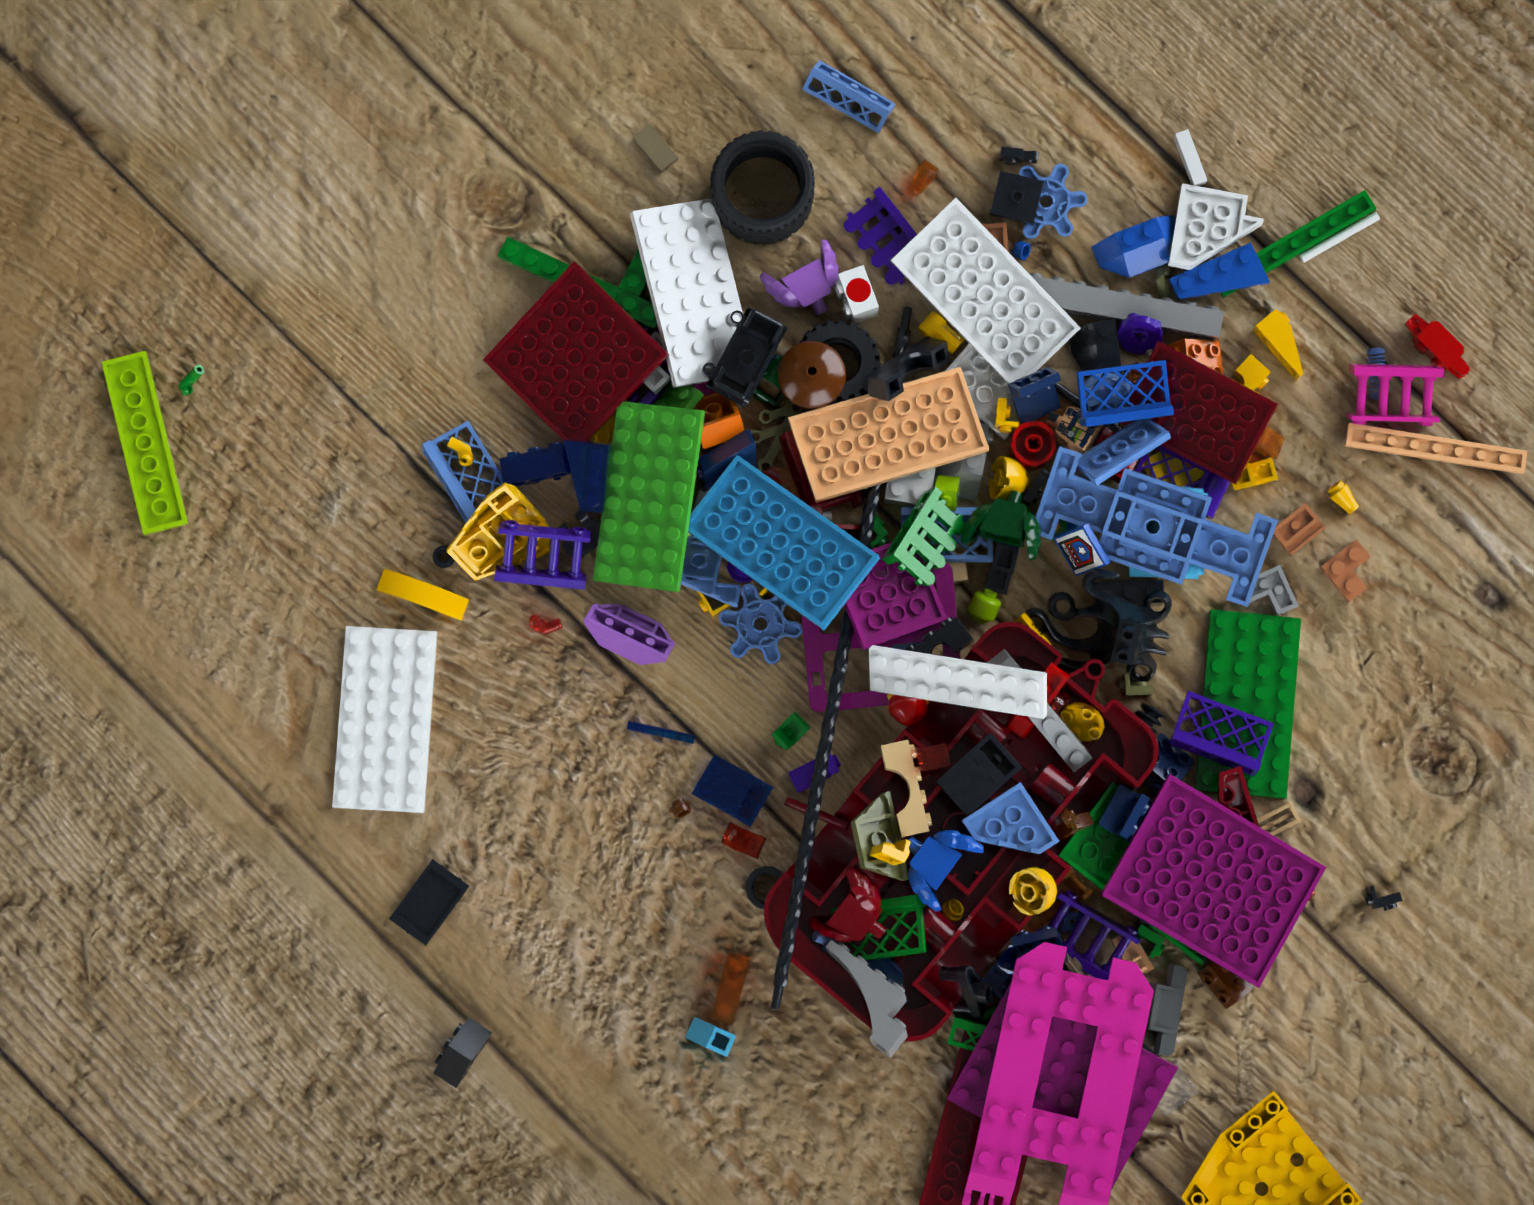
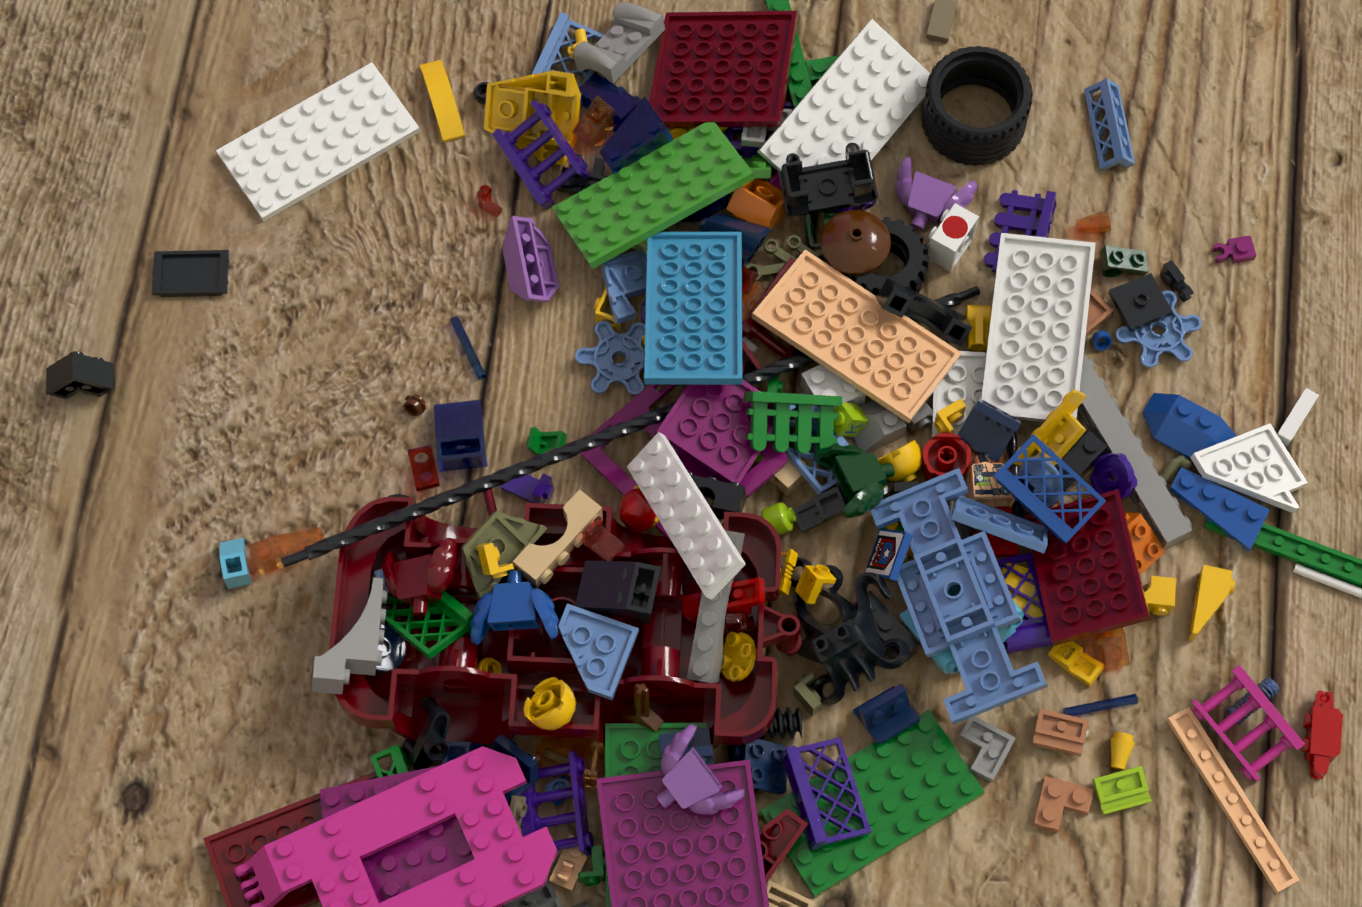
camera: 55 degrees right, 15 degrees down
(487, 418) = (623, 43): none -> light grey piece
(547, 493) = (595, 123): none -> clear orange slope
(971, 181) = (1123, 260): none -> dark green plate
(1024, 86) = (1238, 249): none -> magenta plate
(1059, 620) = (812, 581): none -> yellow bracket
(1081, 349) = (1060, 429): none -> yellow bracket
(1160, 829) = (690, 779): none -> medium lavender torso
(1194, 643) = (887, 714): none -> dark blue bracket
(1297, 486) = (1101, 705): none -> clear blue bar
(1371, 520) = (1121, 790): none -> lime plate

